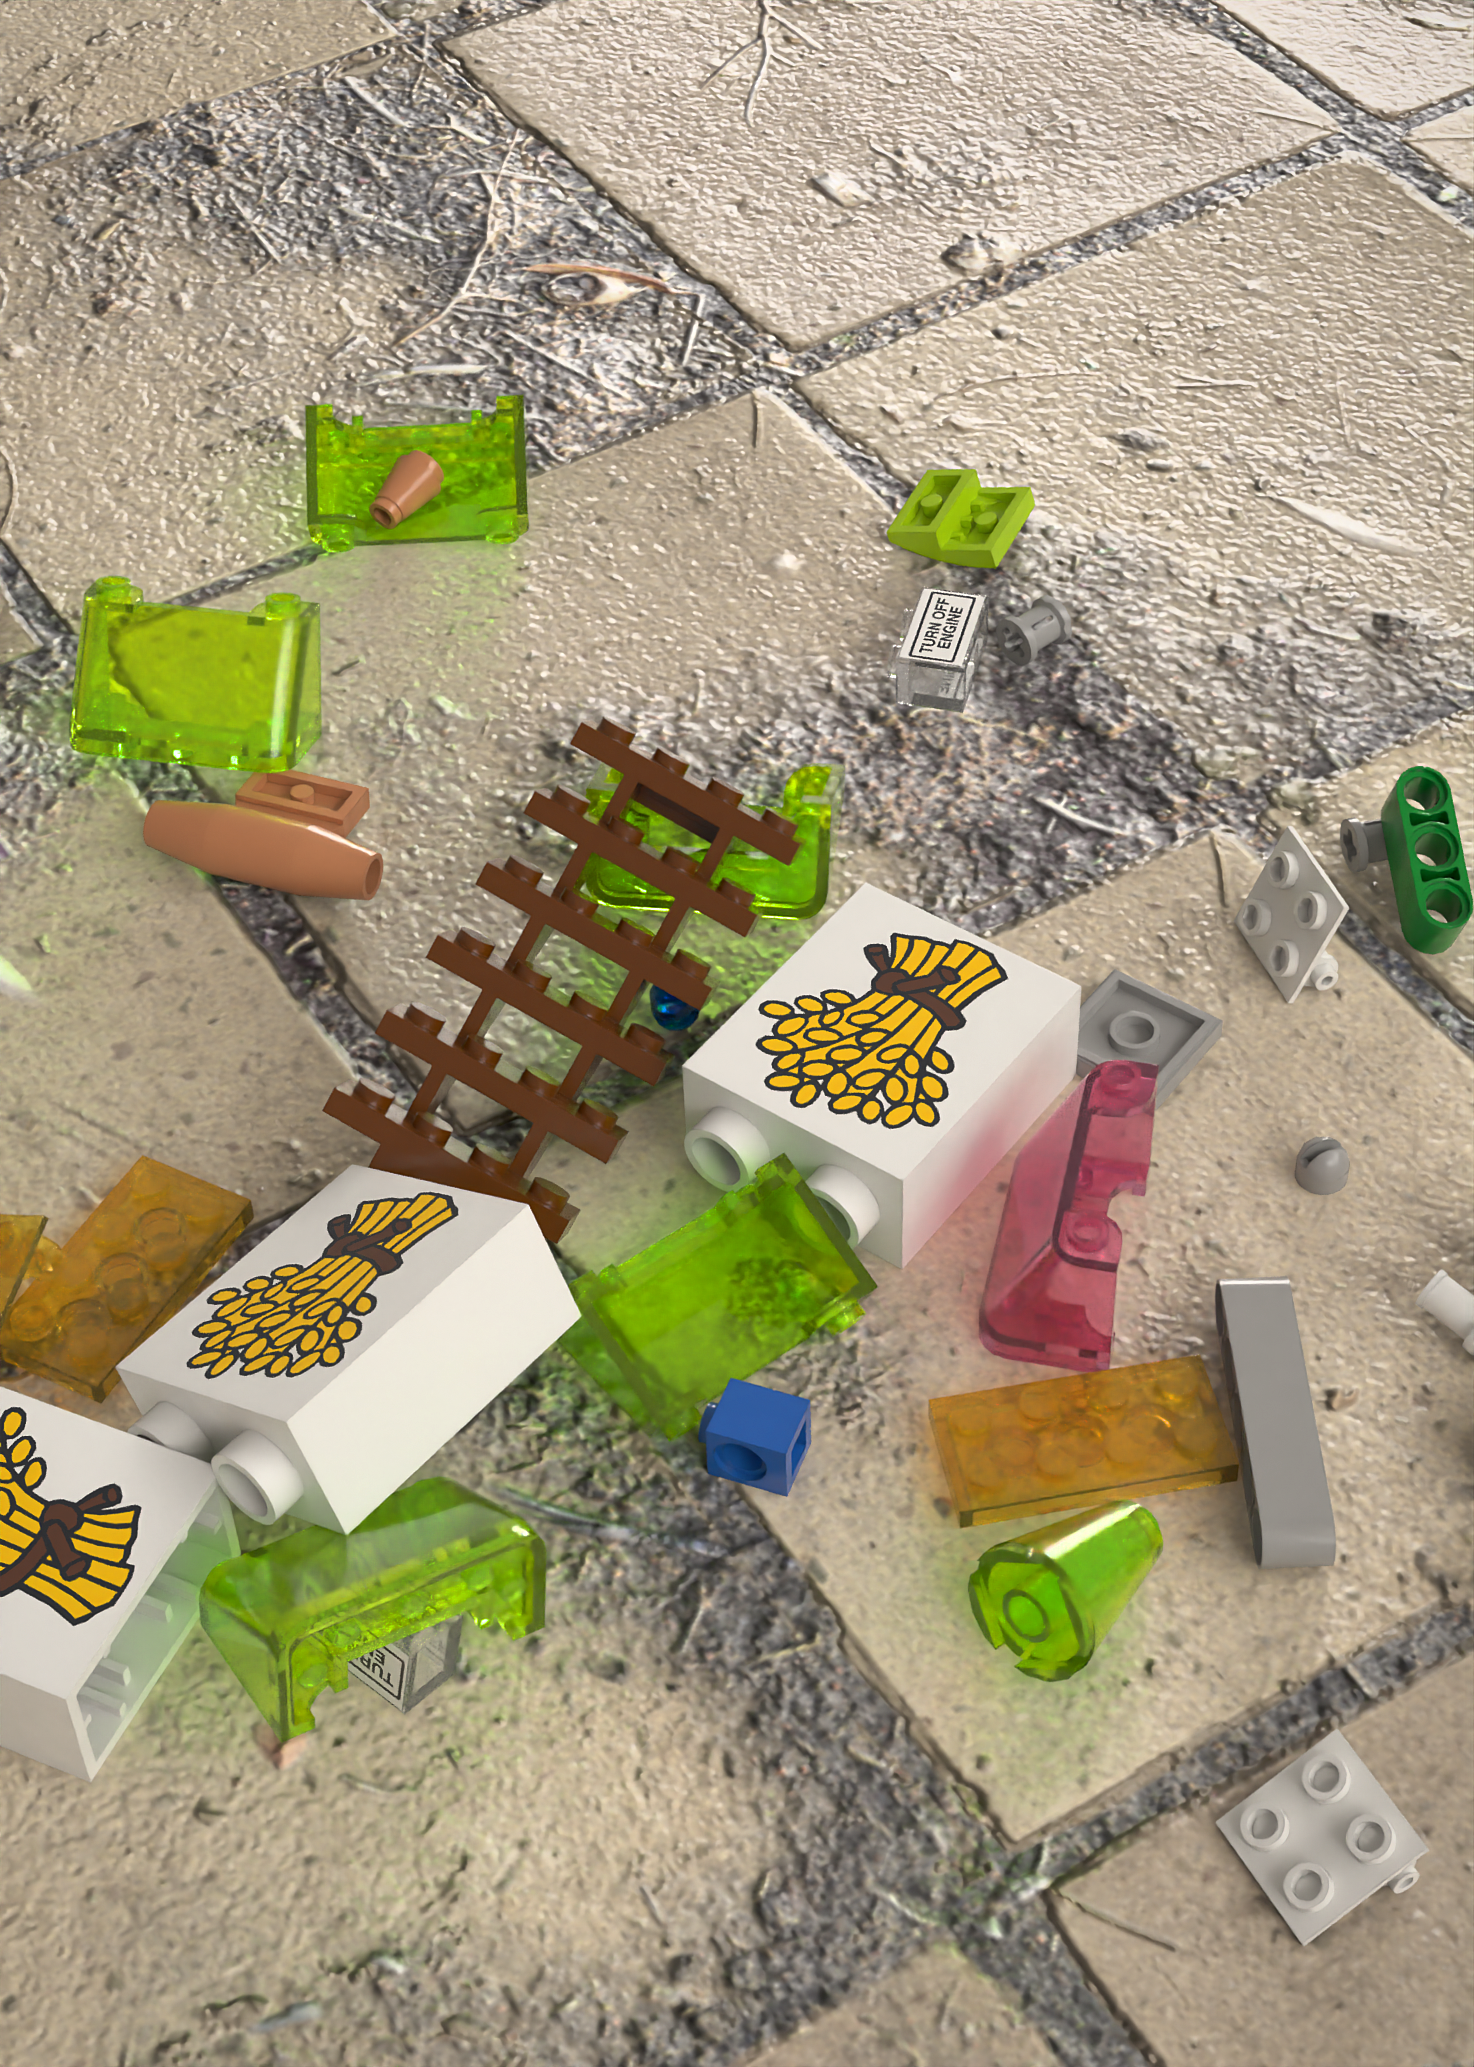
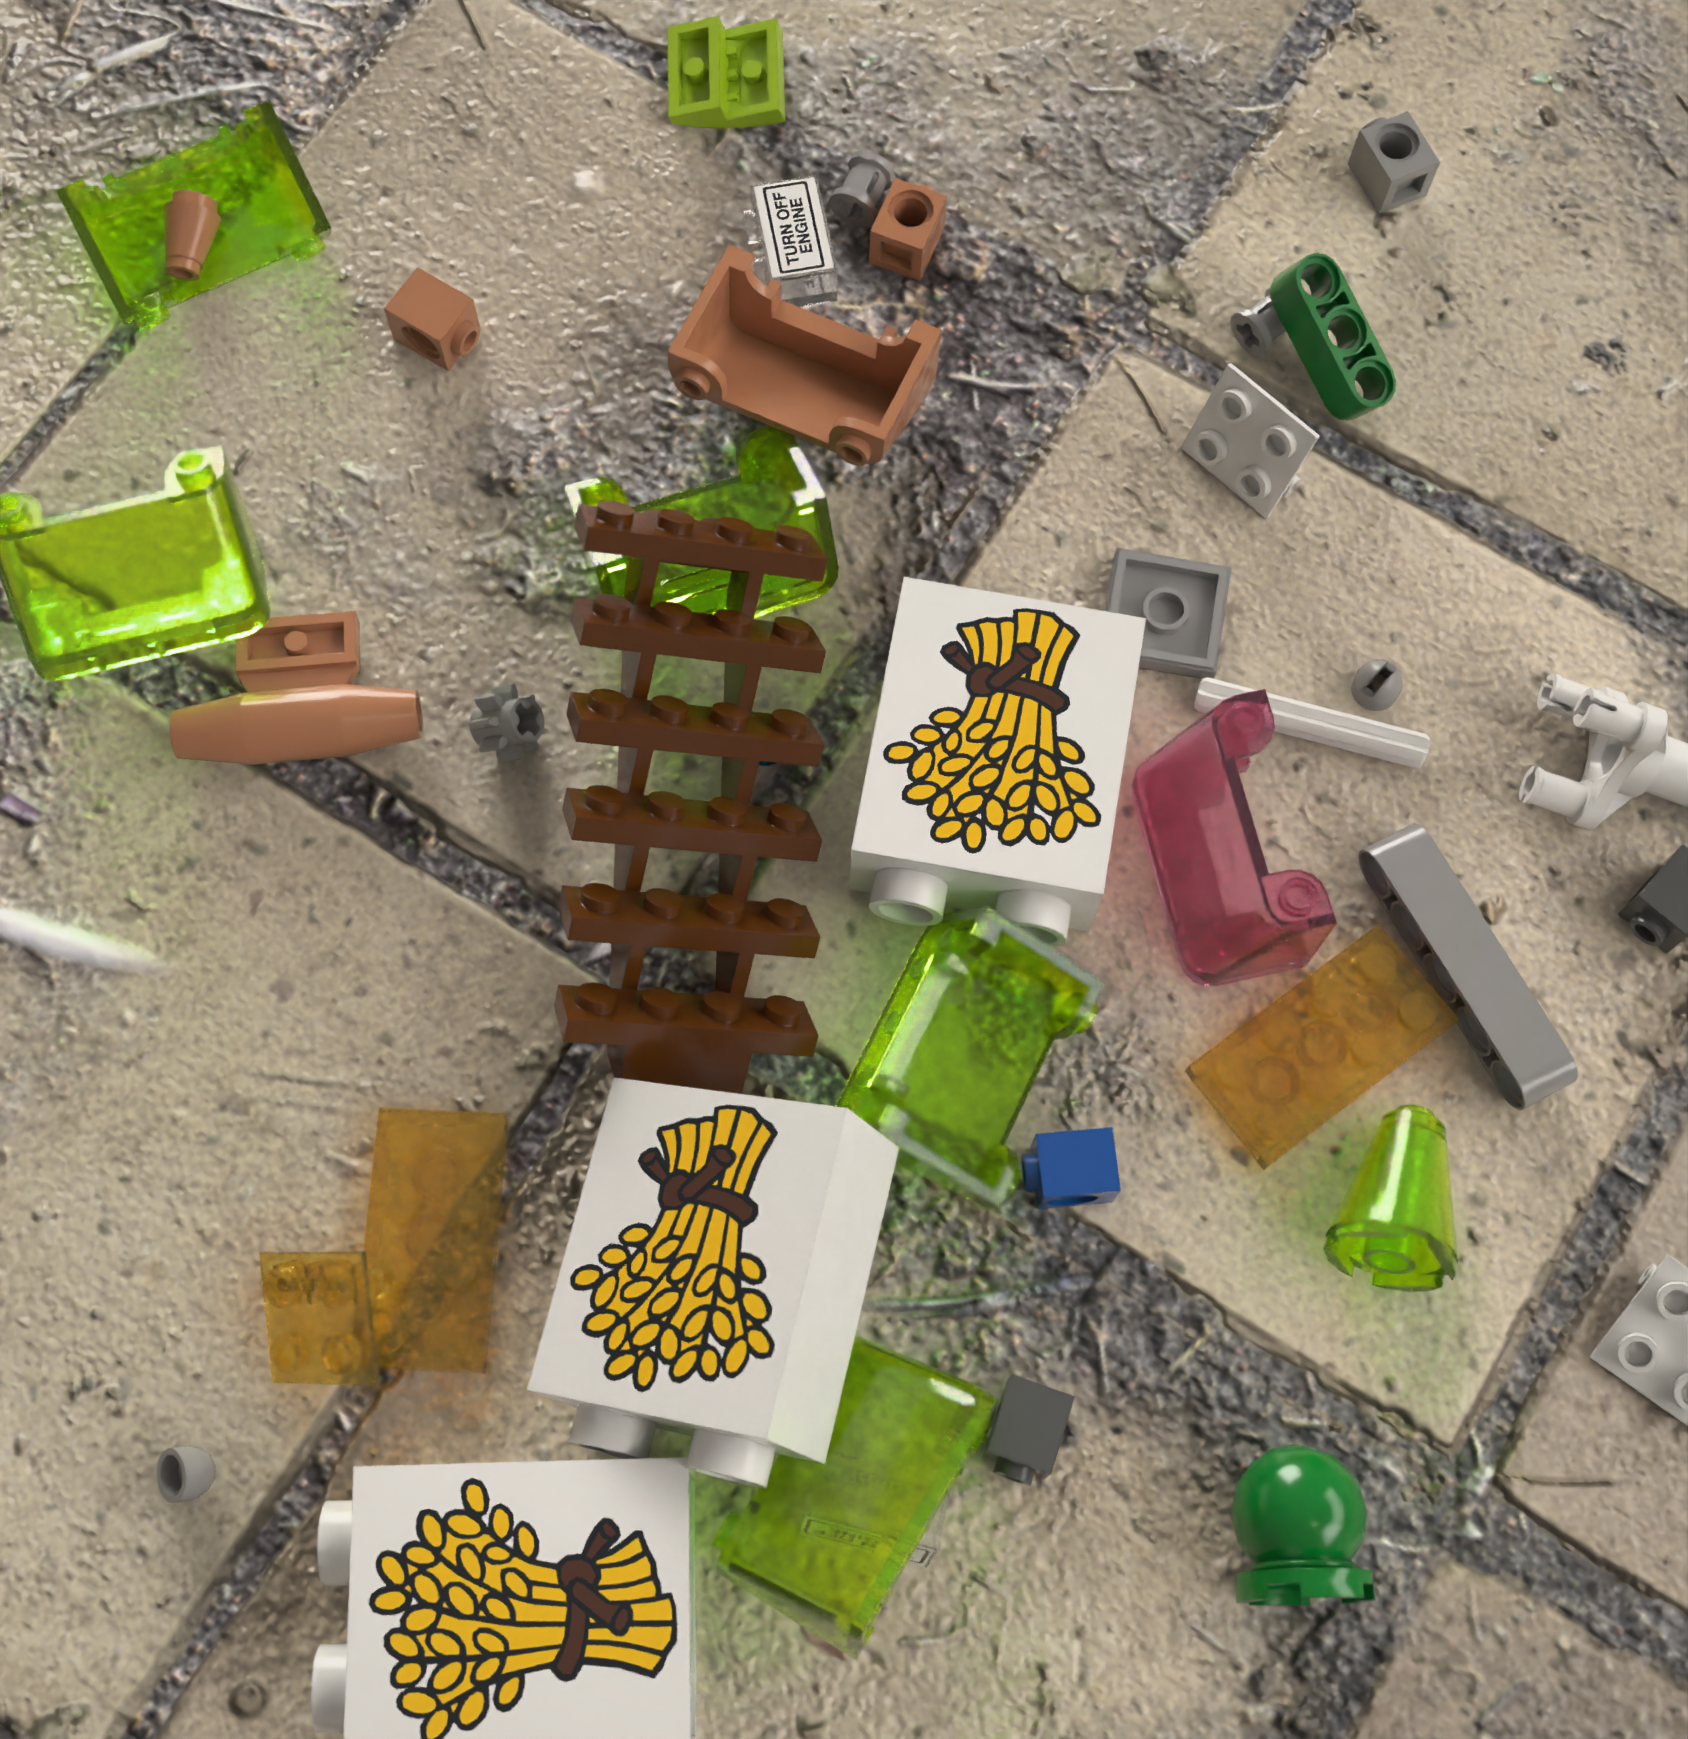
camera: 30 degrees left, 25 degrees up
(445, 905) = (507, 723): none -> light grey gear
(575, 1630) = (1027, 1430): none -> dark grey brick
(577, 608) = (433, 319): none -> nougat brick
(787, 1819) = (1301, 1527): none -> green tile
(853, 710) = (799, 367): none -> nougat windscreen
(1057, 670) = (903, 247): none -> nougat brick
(1248, 1181) = (1327, 725): none -> white axle

